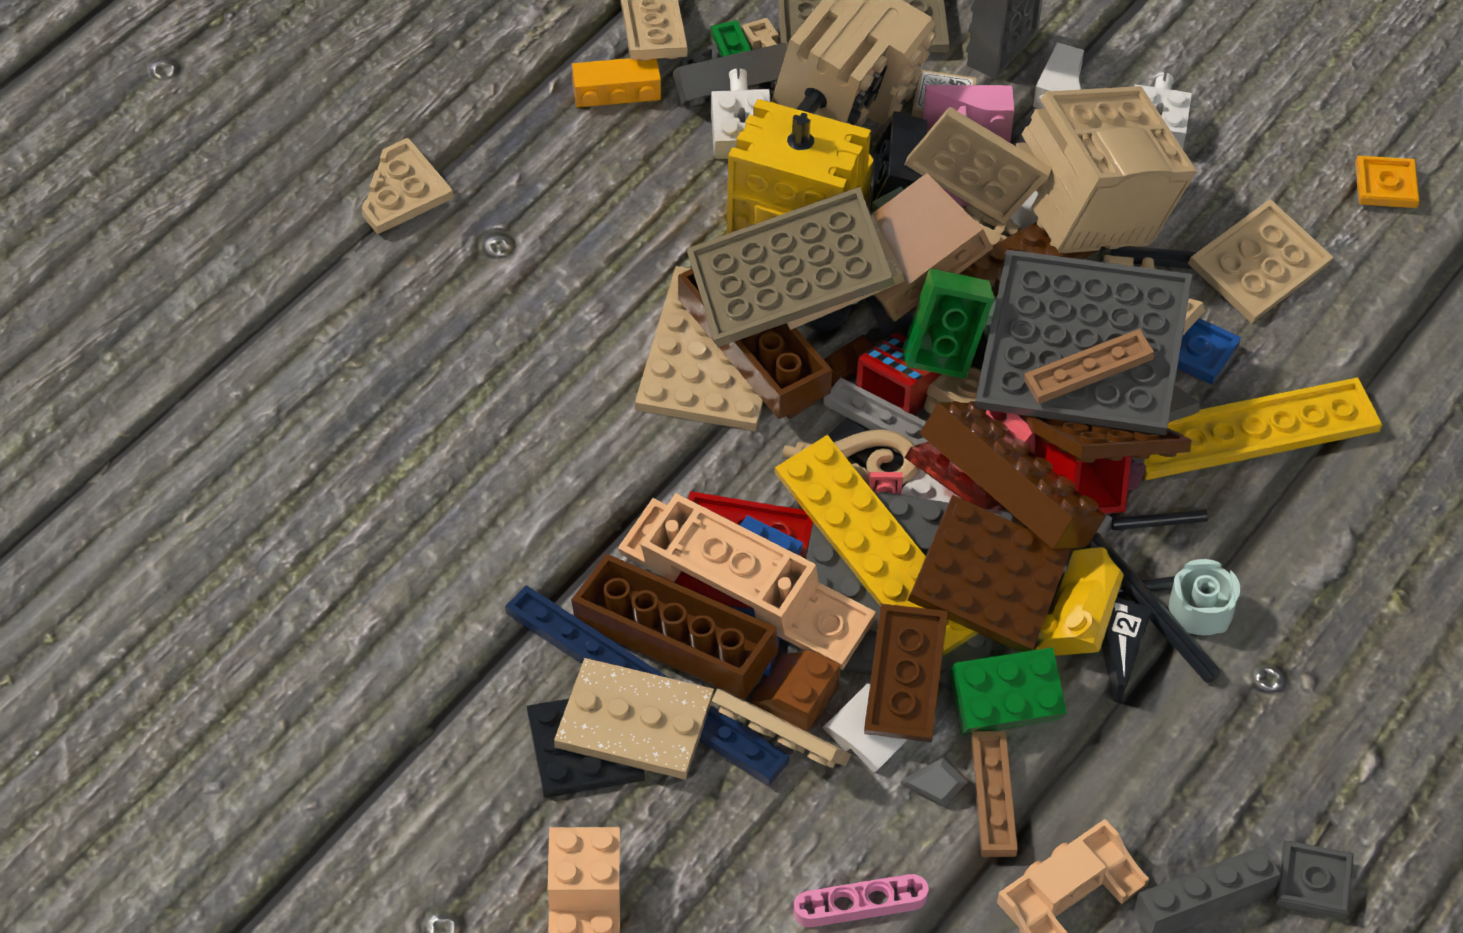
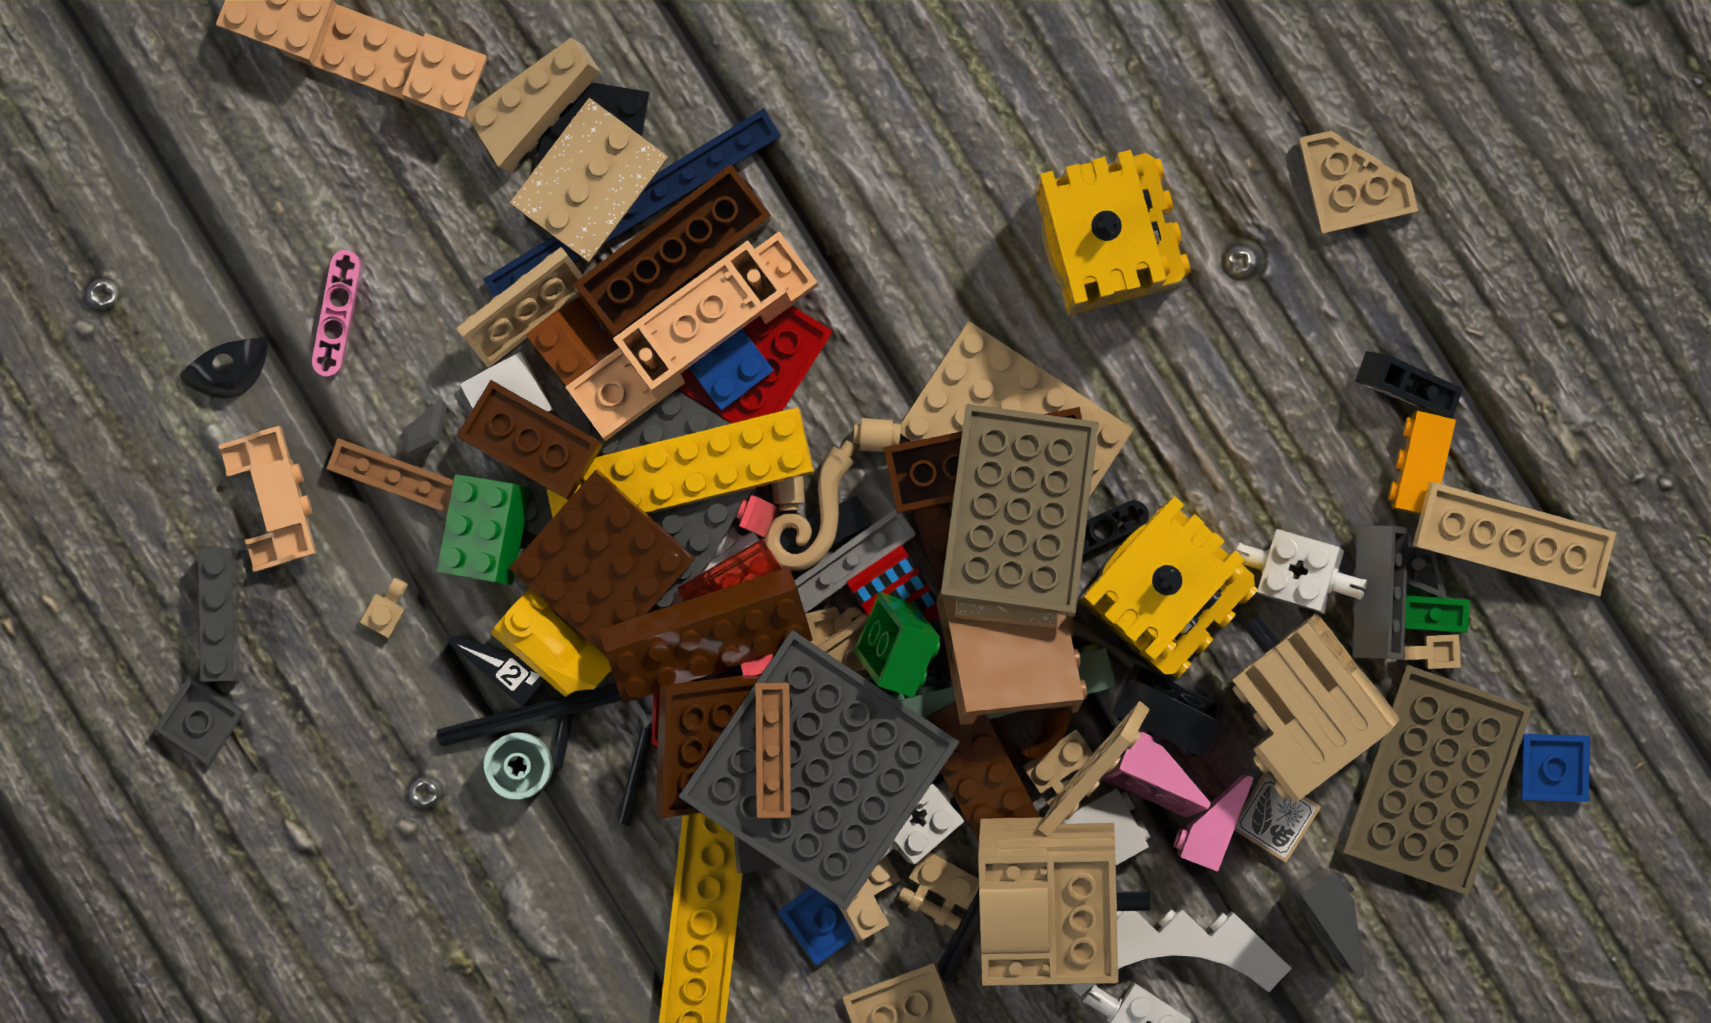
camera: 110 degrees right, 35 degrees up
(518, 304) = (1109, 231): none -> yellow piece
(554, 110) = (1408, 384): none -> black slope
(578, 783) = (531, 102): none -> tan wedge
(767, 433) = (876, 434): none -> tan brick
(1123, 760) = (384, 612): none -> tan plate

